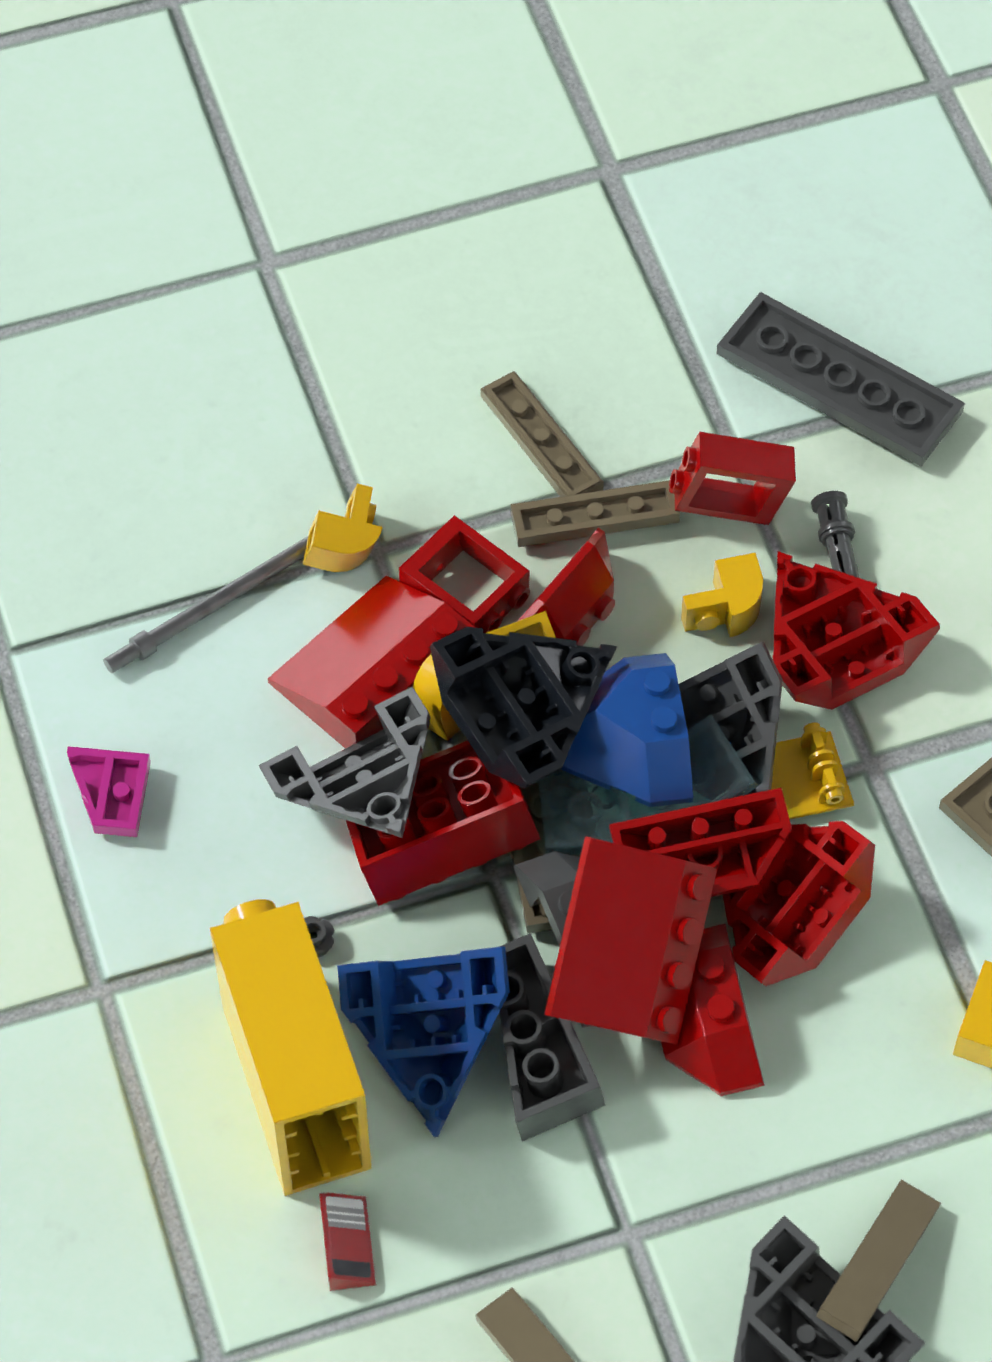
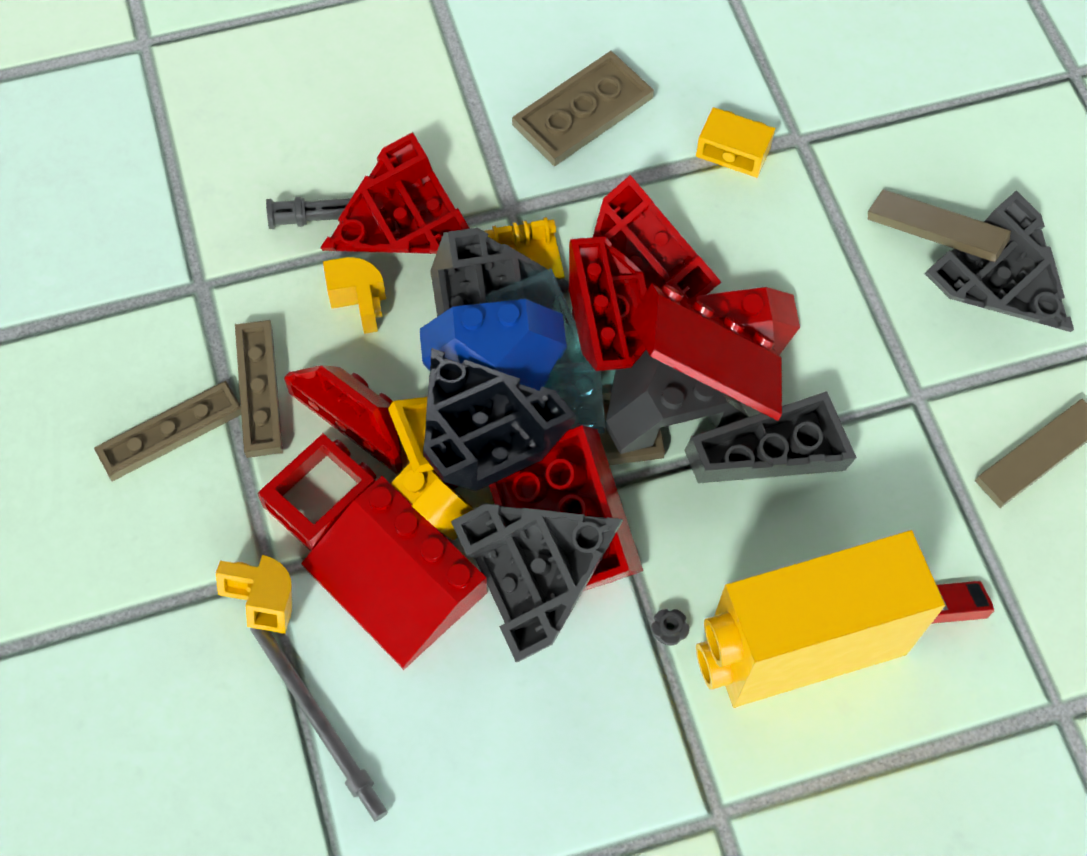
camera: 90 degrees left, 5 degrees up
(111, 787) = (517, 809): dark pink wing -> none
(427, 1020) = (756, 519): blue wedge -> none
(734, 457) = (251, 267): red window -> none
(840, 378) = (143, 200): dark grey plate -> none

